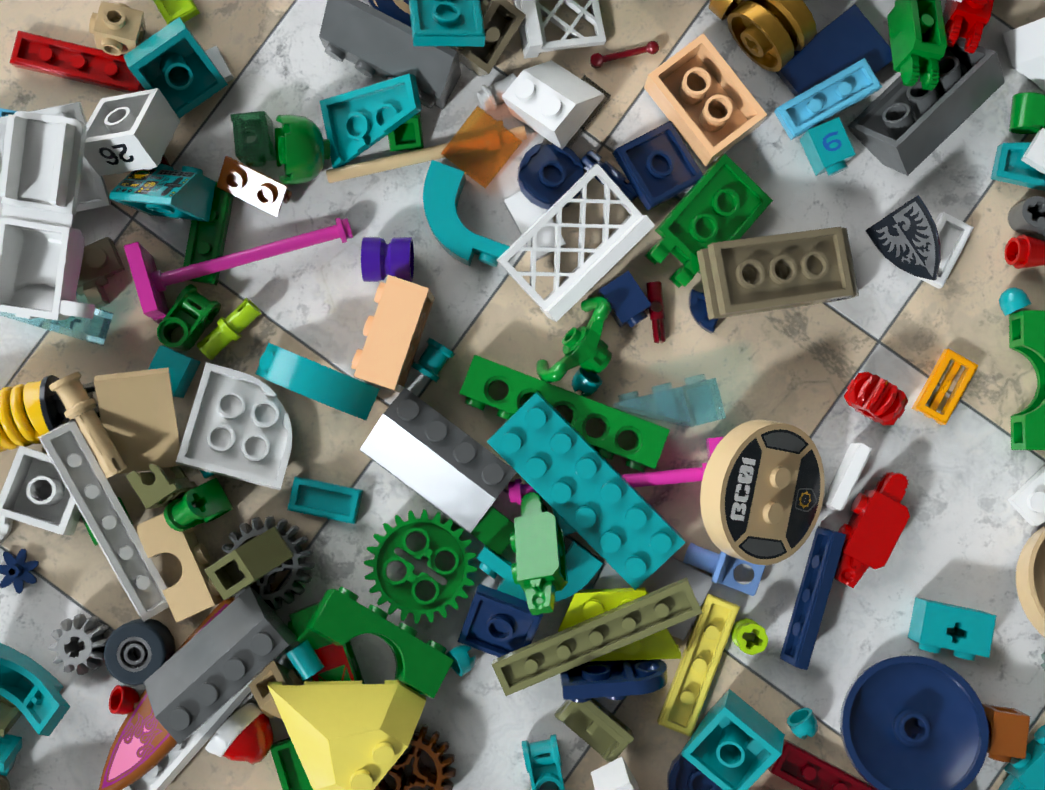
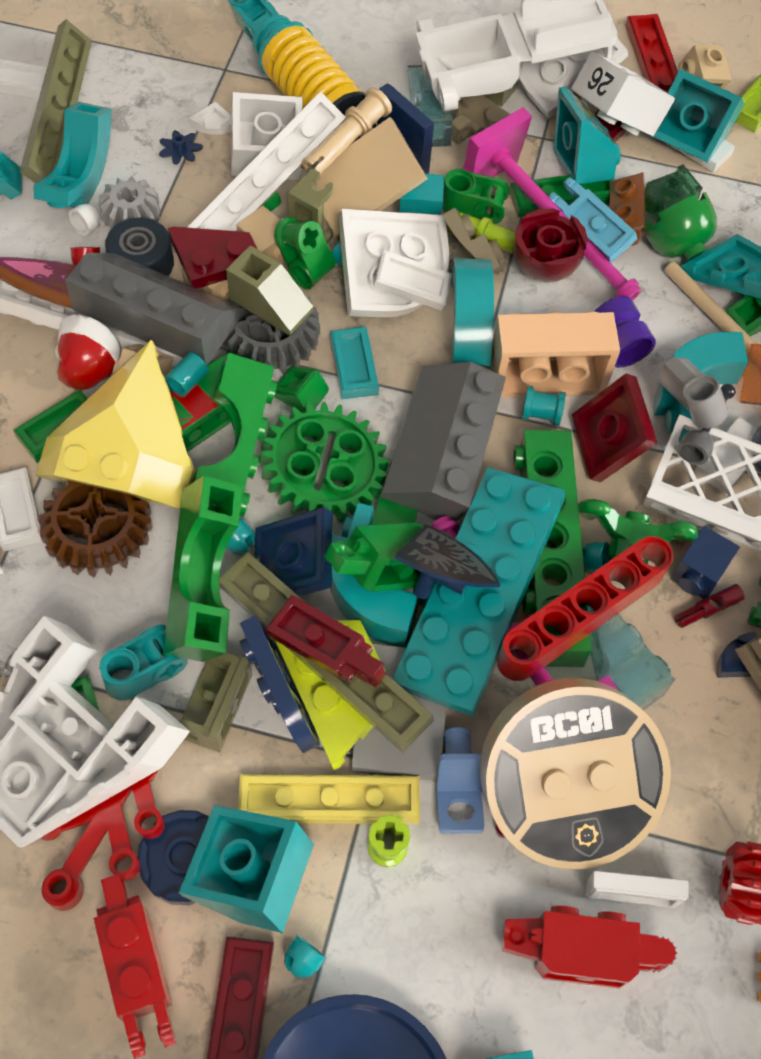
camera: 60 degrees right, 25 degrees down
(77, 687) = (84, 218): none -> white hinge
(92, 358) = (413, 125): none -> dark blue tile
(179, 592) = (208, 252): none -> dark red wing
(254, 344) = (480, 246): none -> dark tan slope
(261, 228) = (602, 225): none -> medium azure hinge
(268, 421) = (412, 280): none -> white tile
(276, 283) = (549, 245): none -> dark red cylinder
(335, 556) = (300, 387): none -> green slope
(484, 315) = (614, 428): none -> dark red tile
(486, 242) = (695, 392): none -> light grey piece
(531, 724) = (196, 614): none -> green arch
(532, 260) = (698, 445): none -> dark grey hinge
(567, 518) = (444, 562): none -> shield
(601, 640) = (325, 642): none -> dark red hinge
(643, 405) = (576, 623): none -> red beam
(812, 597) = (470, 902): dark blue tile -> none

